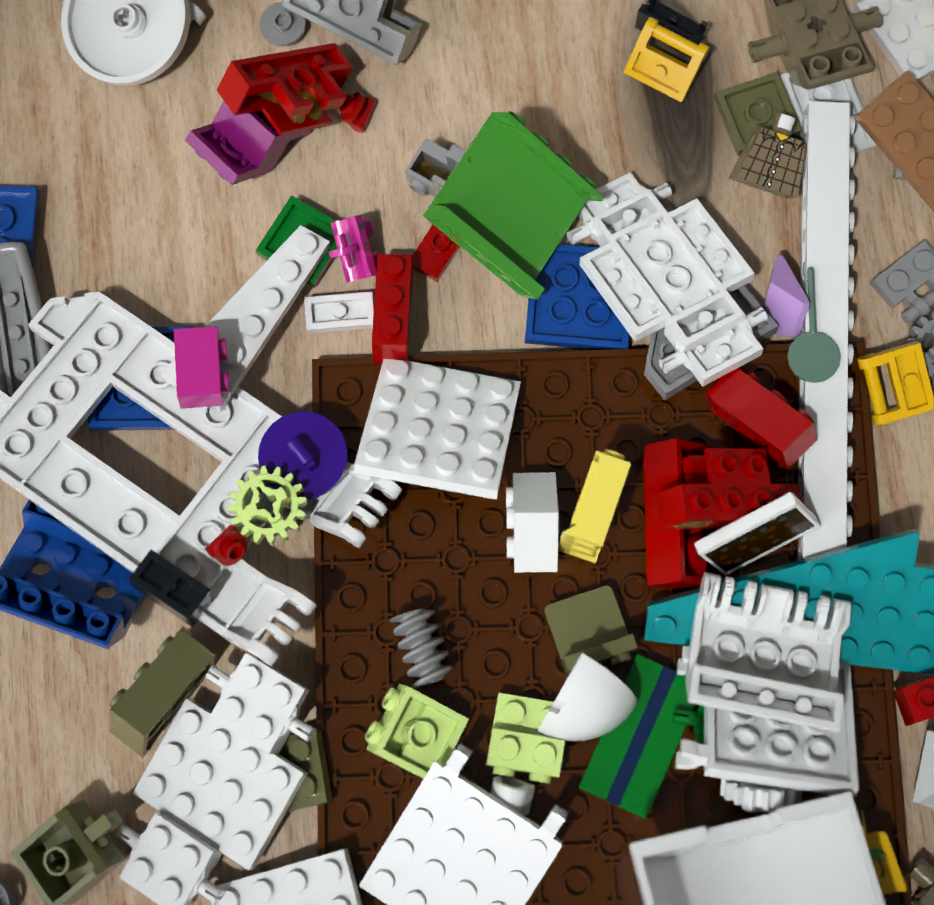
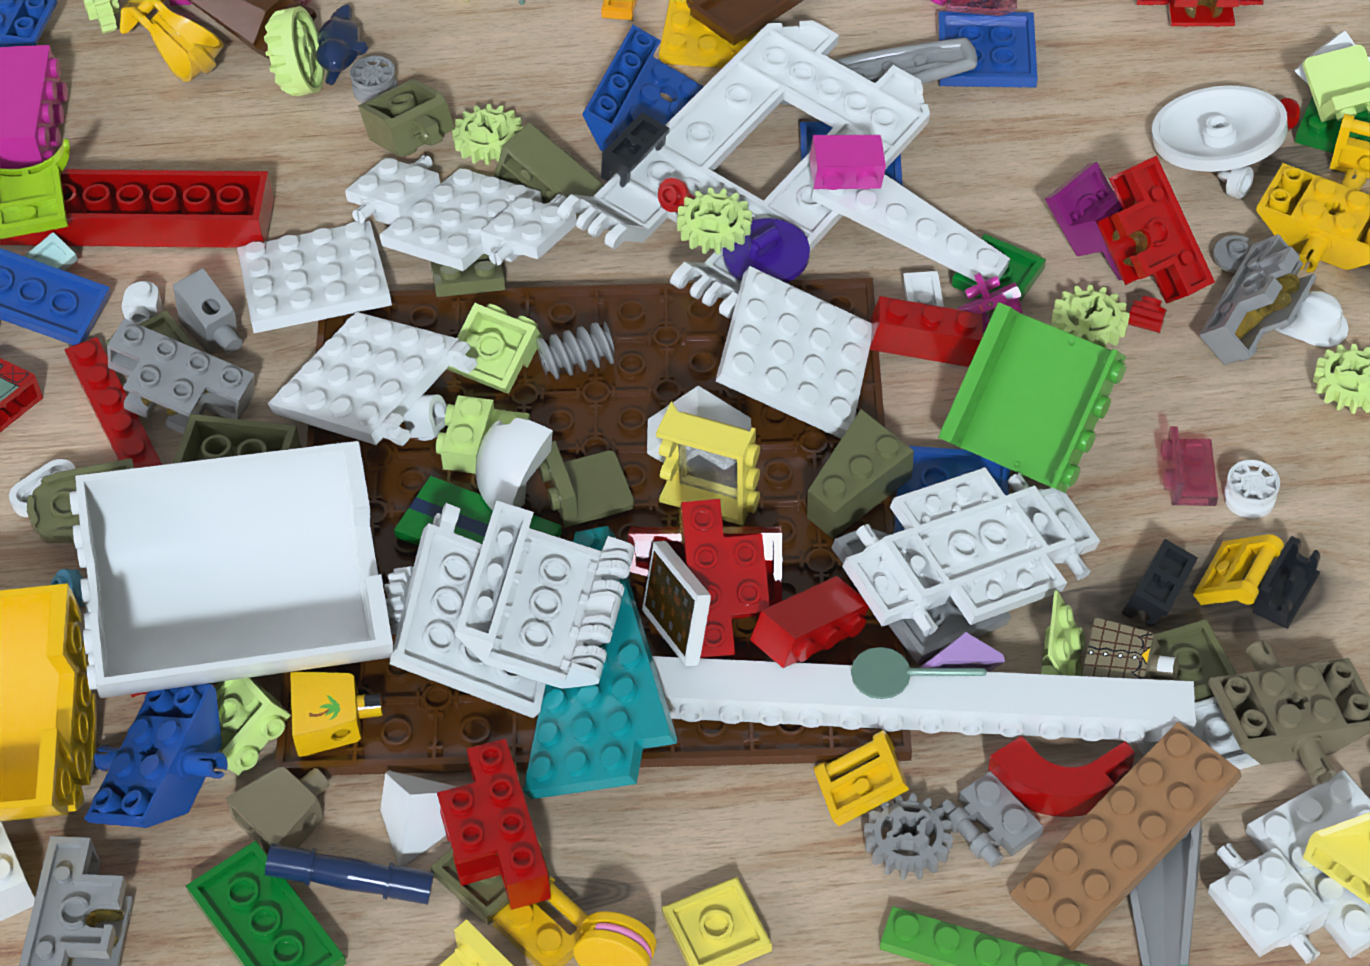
camera: 90 degrees right, 25 degrees down
(78, 749) = (484, 133): none -> yellowish green gear
(372, 173) = (1091, 315): none -> yellowish green gear
(543, 92) = (1189, 470): none -> clear pink bracket
(568, 42) = (1251, 491): none -> white wheel
(578, 373) = (858, 475): none -> olive wedge
(677, 126) = (1160, 582): none -> black hinge
(771, 210) = (1062, 642): none -> yellowish green hinge
(891, 216) = (1057, 788): none -> red arch

